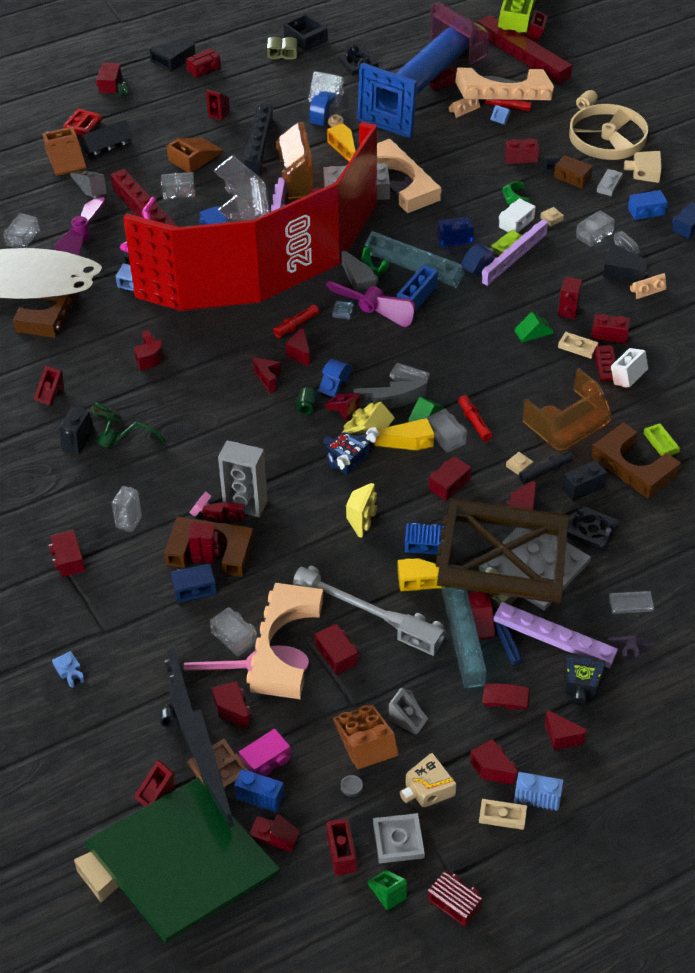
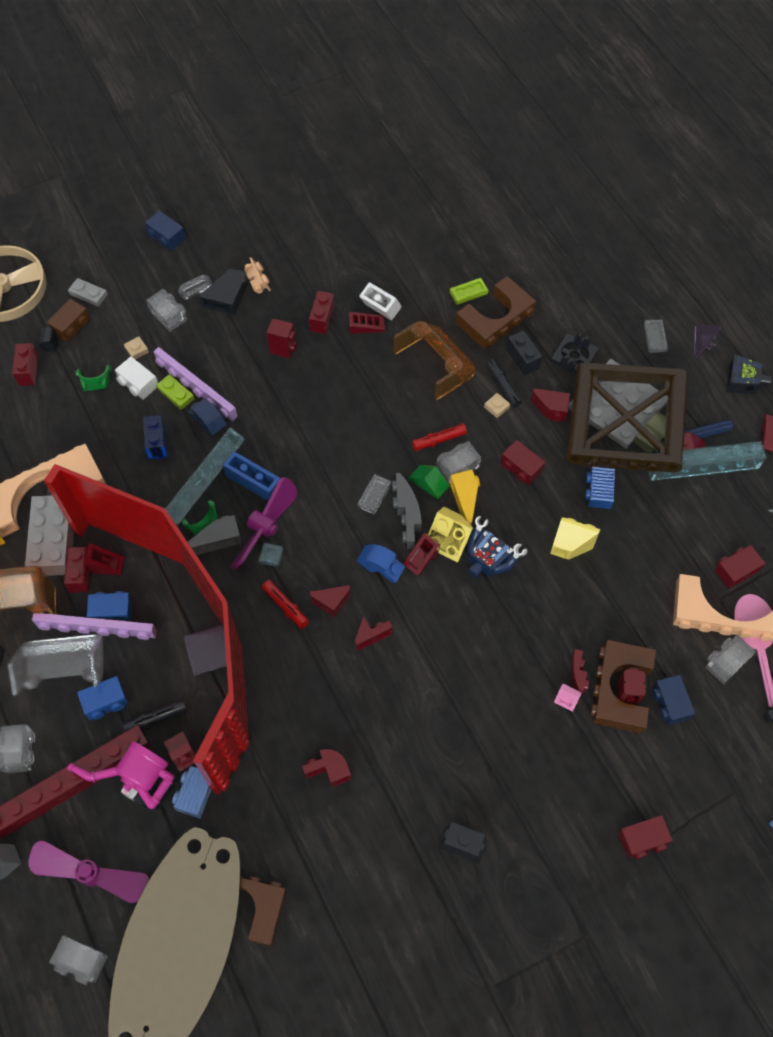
camera: 90 degrees left, 15 degrees up
(49, 384) = (390, 884): dark red slope -> none
(109, 436) = (473, 801): dark green plant -> none
(126, 509) = (587, 771): clear brick -> none
(243, 476) = (560, 640): light grey brick -> none
(307, 401) = (414, 592): dark green brick -> none
(411, 629) = (707, 505): light grey bar -> none
(417, 575) = (645, 496): yellow slope -> none
(533, 327) = (312, 379): green slope -> none
(554, 634) = (703, 390): lavender plate -> none
(577, 345) = (339, 342): tan plate -> none
(645, 166) = (72, 255): tan torso -> none
(647, 205) = (135, 262): blue brick -> none

